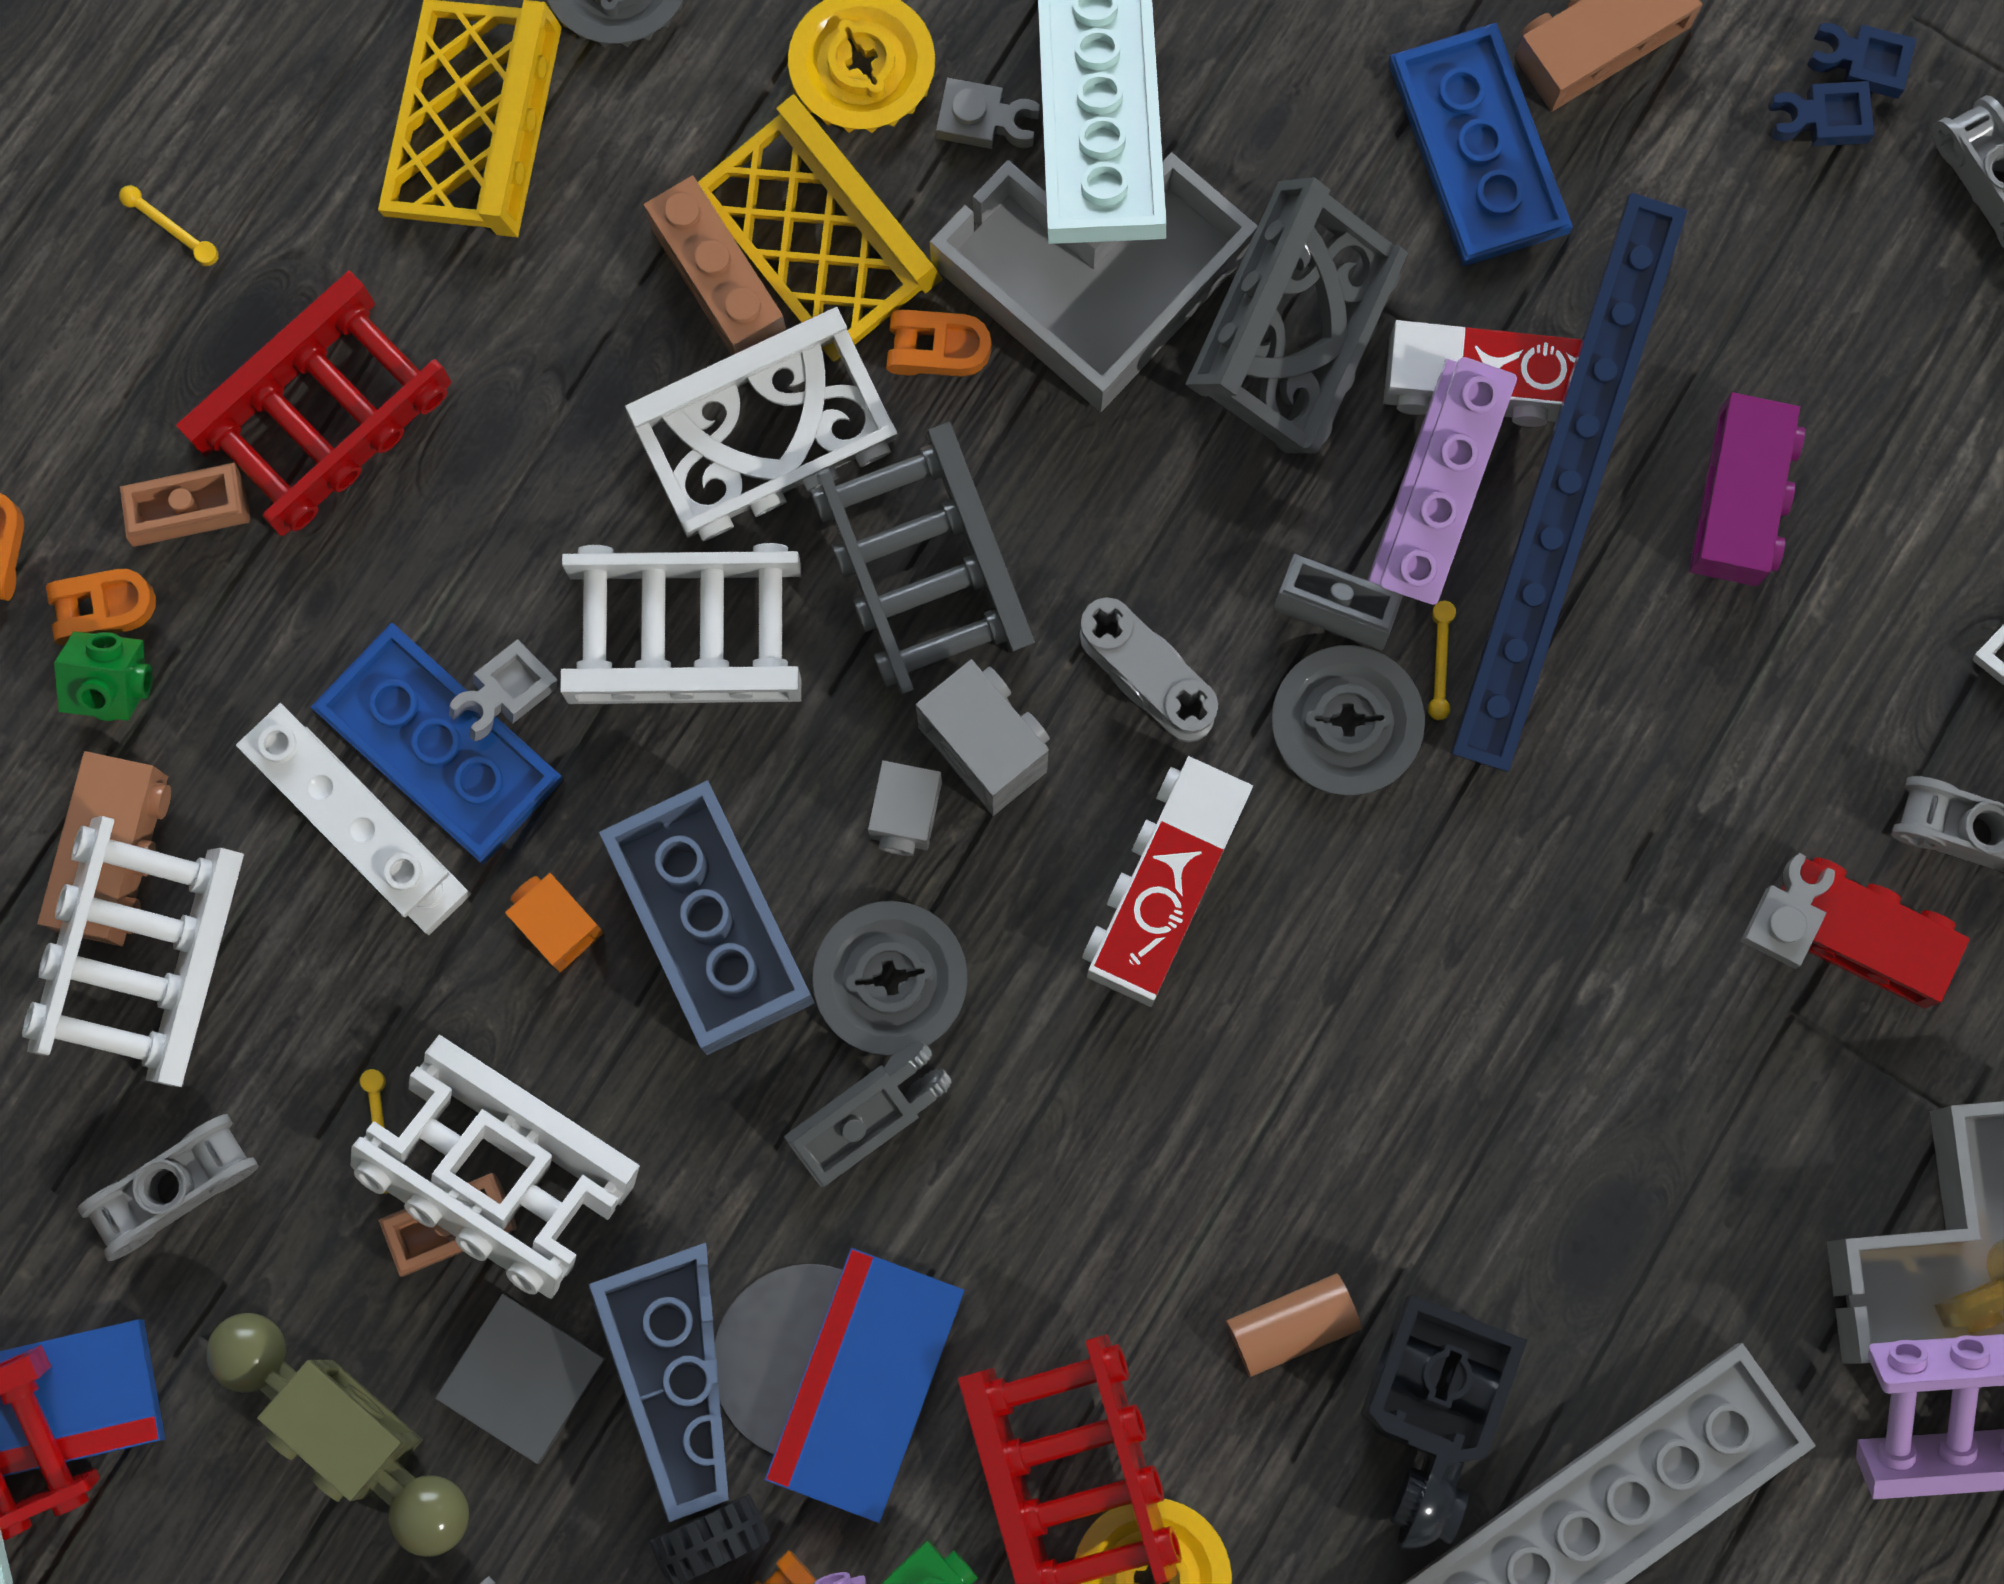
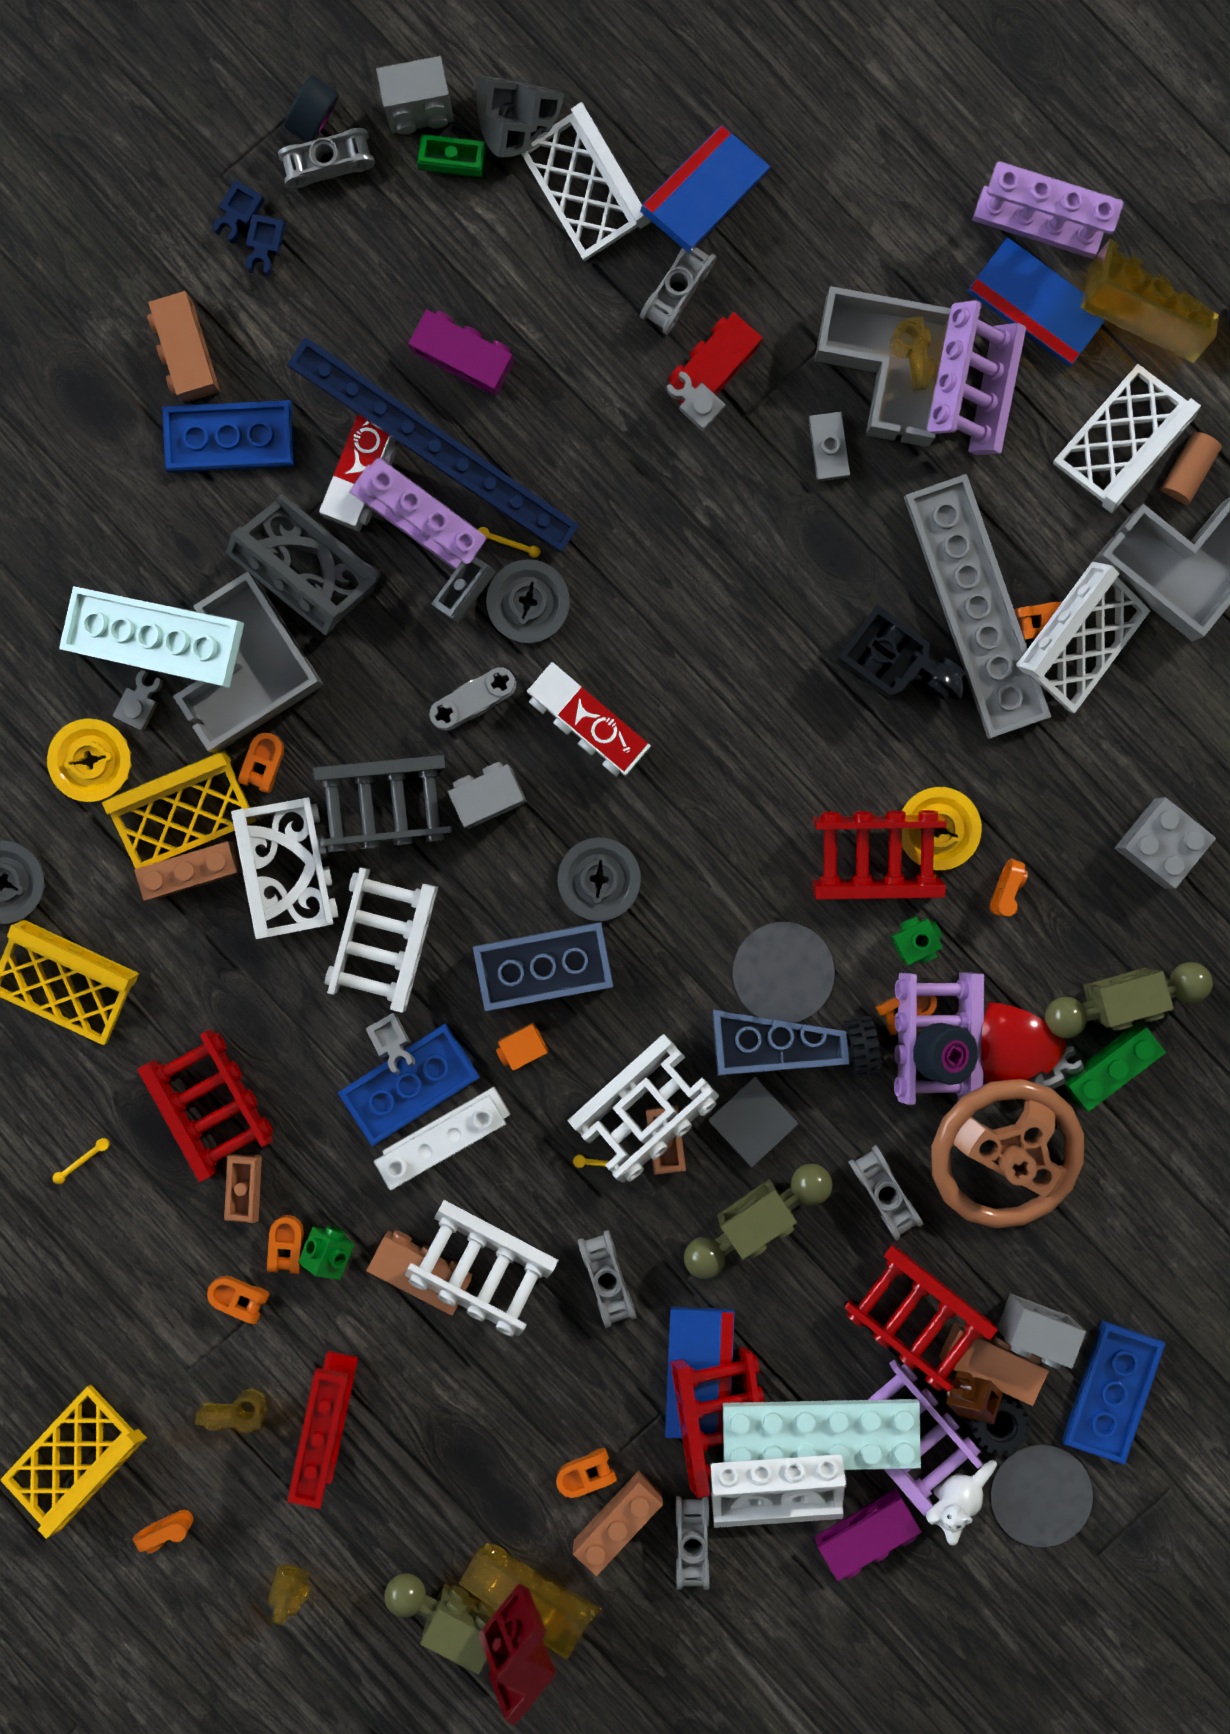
camera: 70 degrees left, 10 degrees up
(865, 1385) = (804, 947): blue tile -> none
(866, 1114) = (667, 909): dark grey hinge -> none
(904, 808) = (512, 847): light grey brick -> none
(1294, 1324) = (833, 720): nougat brick -> none
(1786, 1180) = (829, 446): none -> light grey plate

